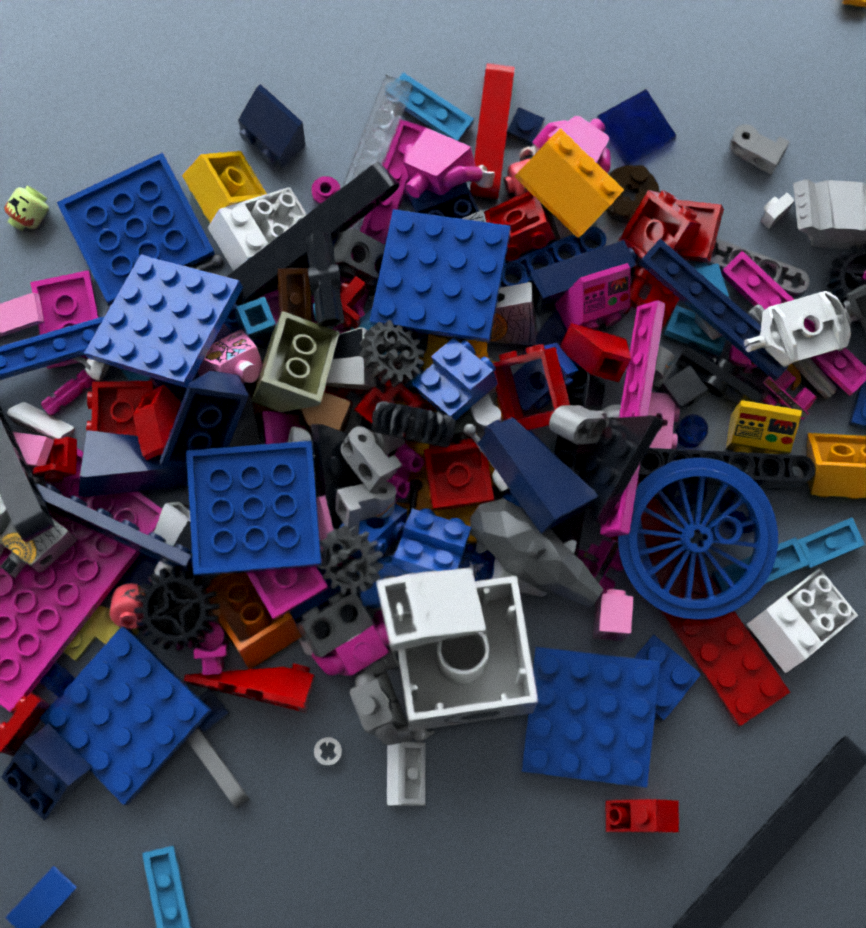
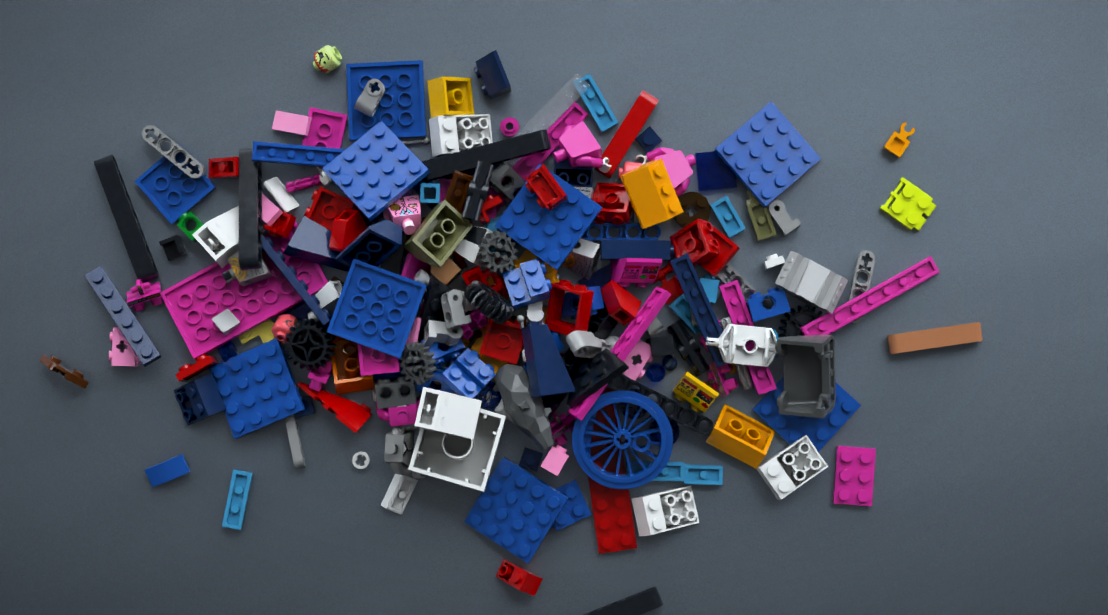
camera: 30 degrees right, 10 degrees up
(36, 634) = (226, 321): none -> light grey slope
(111, 233) = (369, 101): none -> light grey piece
(420, 232) = (546, 188): none -> red hinge
(575, 634) = (530, 459): none -> dark blue plate
(683, 178) = (727, 217): none -> dark azure plate
(695, 74) = (767, 154): none -> plate
(698, 407) = (666, 359): none -> dark blue hinge
(726, 158) = (760, 218): none -> olive hinge
(813, 254) = (779, 304): none -> blue brick

